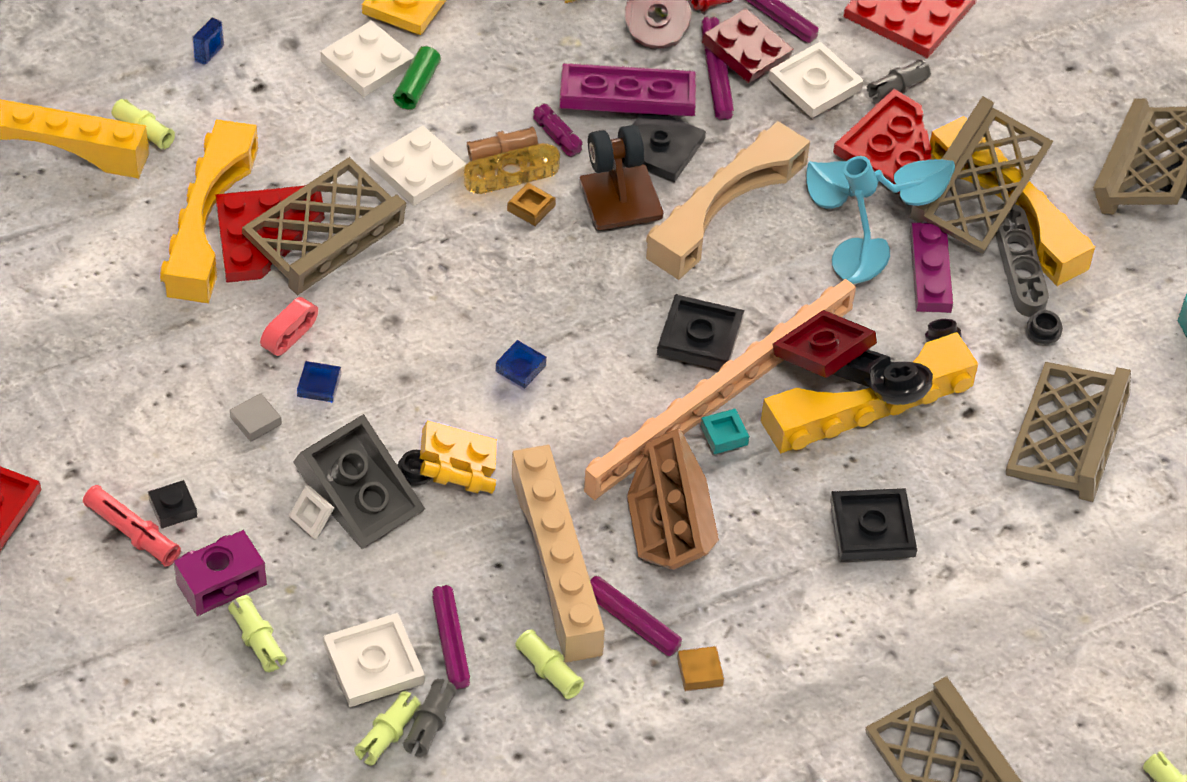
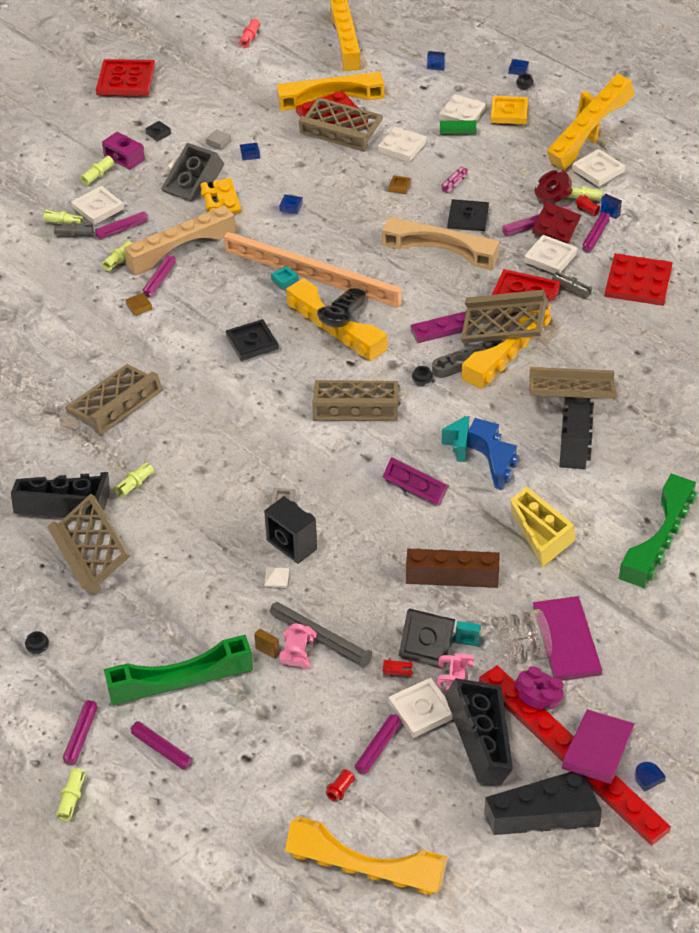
camera: 75 degrees right, 5 degrees down
(142, 533) = (135, 126): coral pin -> none
(156, 132) = (372, 59): yellowish green pin -> none
(289, 326) = (273, 131): coral beam -> none
(501, 143) = (430, 163): medium nougat pin -> none
(521, 157) = (410, 165): clear yellow beam -> none
(617, 193) = (426, 206): reddish brown plate -> none
(628, 89) = (496, 193): magenta tile -> none
(671, 504) = (224, 269): medium nougat wedge -> none
(700, 332) = (346, 254): black plate -> none
(824, 343) = (346, 286): dark red plate -> none
(835, 181) = (460, 269): medium azure plant -> none
(941, 328) = (394, 337): black plate -> none

